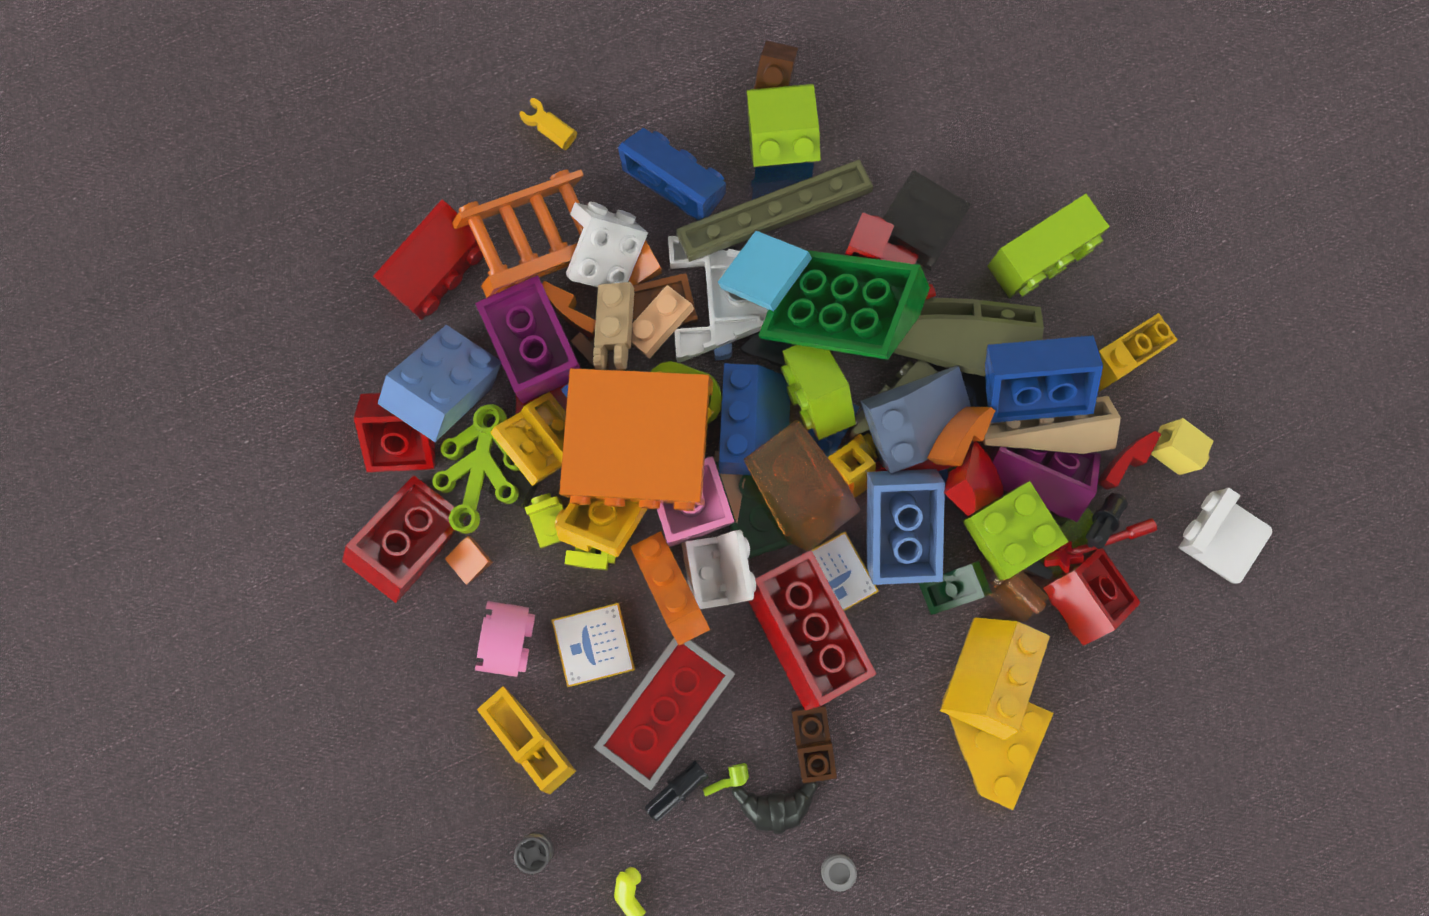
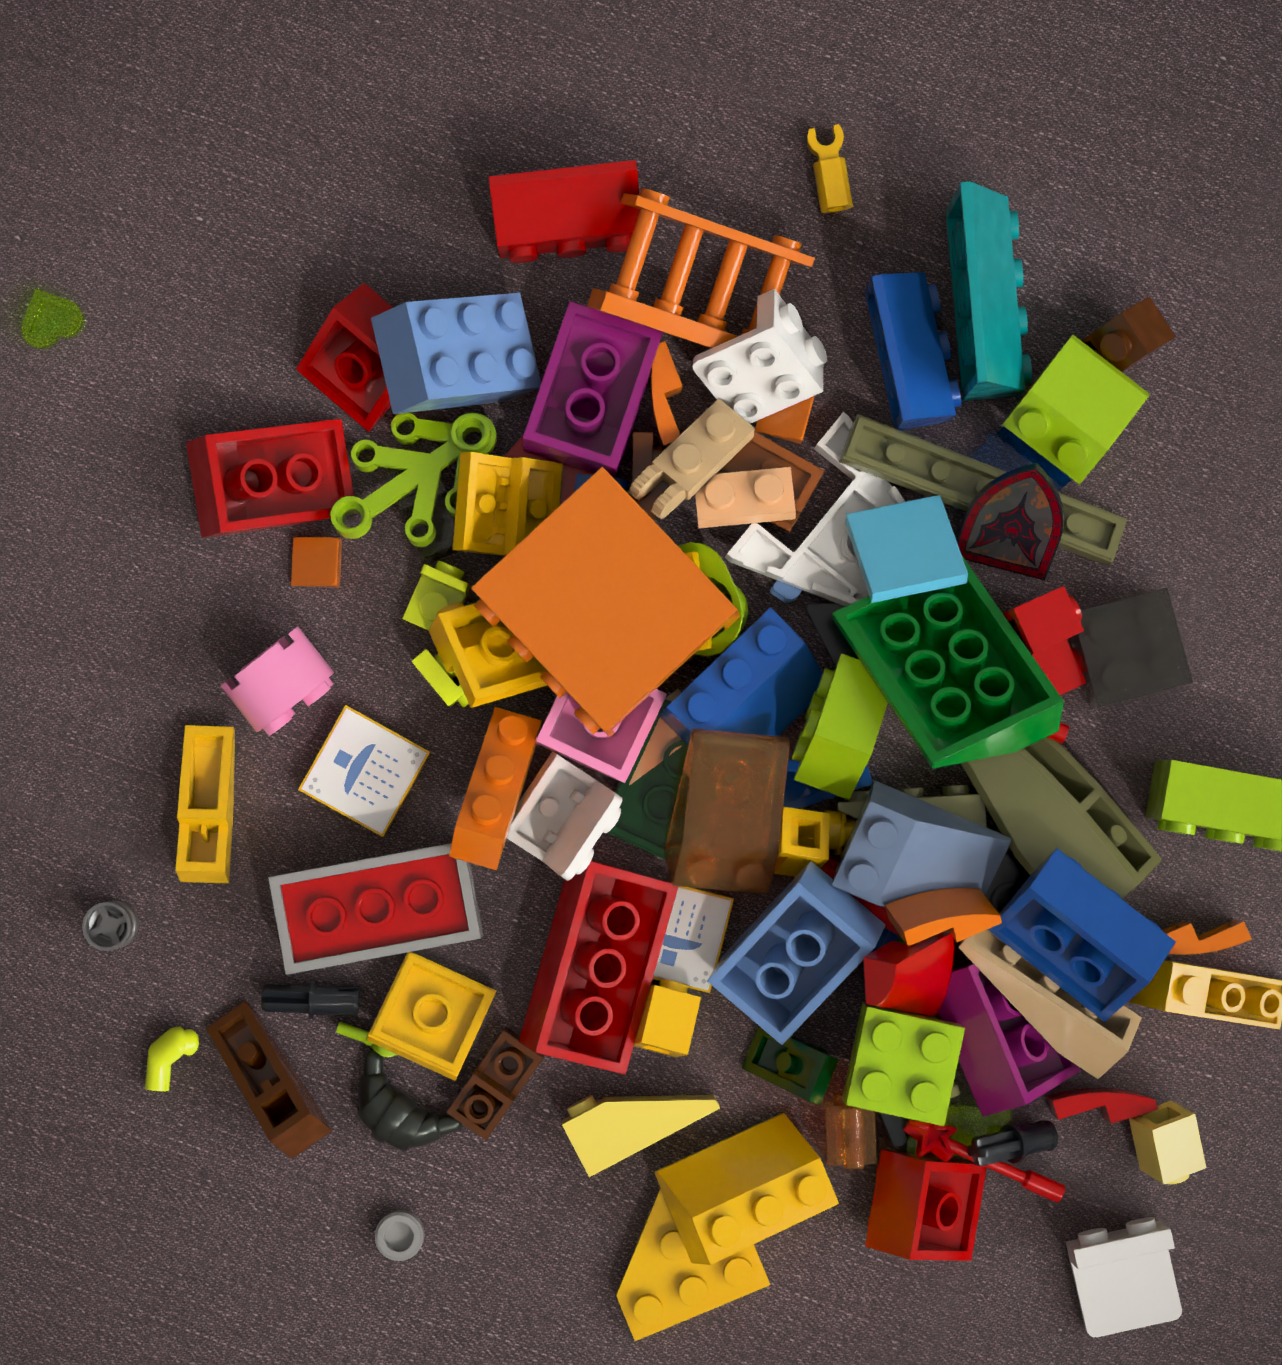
camera: 40 degrees right, 5 degrees up
(213, 564) = (51, 319): none -> clear neon green tile
(682, 112) = (986, 295): none -> teal slope
(694, 857) = (268, 1081): none -> reddish brown slope
(747, 739) = (431, 1015): none -> yellow tile
(807, 207) = (1014, 523): none -> shield
(871, 624) = (668, 1019): none -> yellow brick
(901, 701) = (624, 1125): none -> light yellow slope
(1104, 323) = (1216, 939): none -> orange slope

